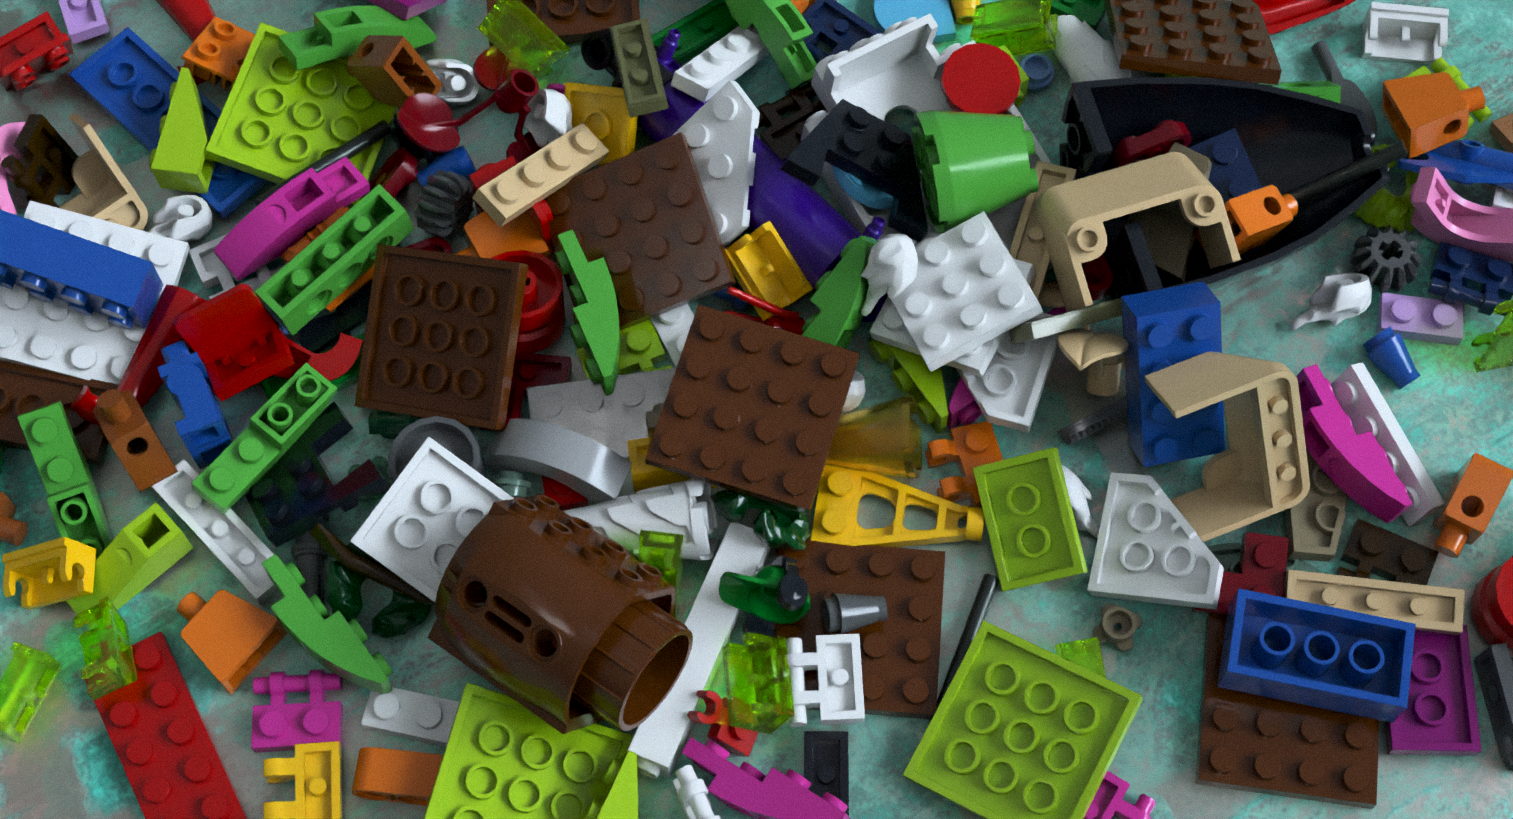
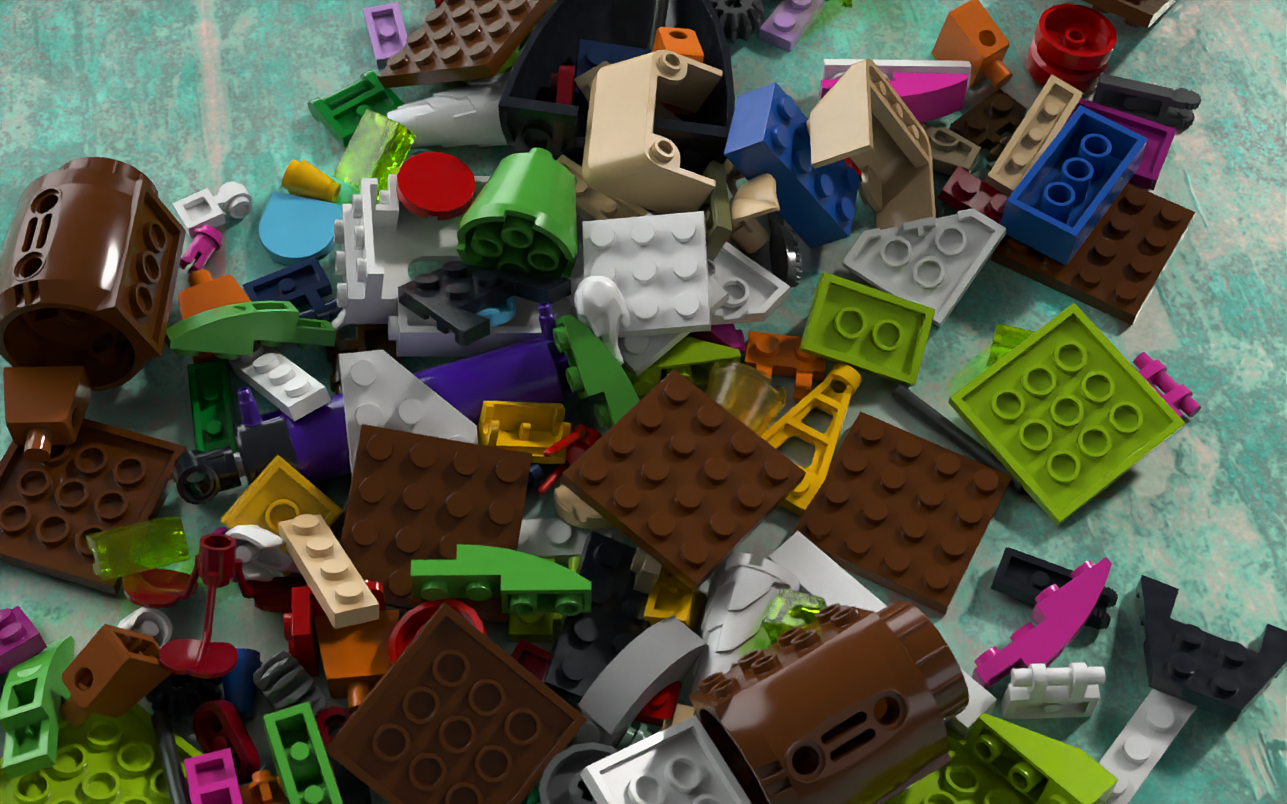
camera: 70 degrees left, 10 degrees down
(638, 68) = (258, 440): olive tile -> none
(734, 739) = (966, 636): red plate -> none
(758, 683) = (944, 590): clear neon green hinge -> none
(769, 595) = (860, 543): green cap -> none
(775, 524) = (794, 515): dark green piece -> none
(839, 679) = (962, 529): white plate -> none
(850, 612) = (900, 497): dark grey cone -> none
(1125, 618) = (982, 310): dark tan plate -> none
(1337, 299) = (751, 54): white piece -> none
(1392, 357) = (817, 45): blue cone -> none

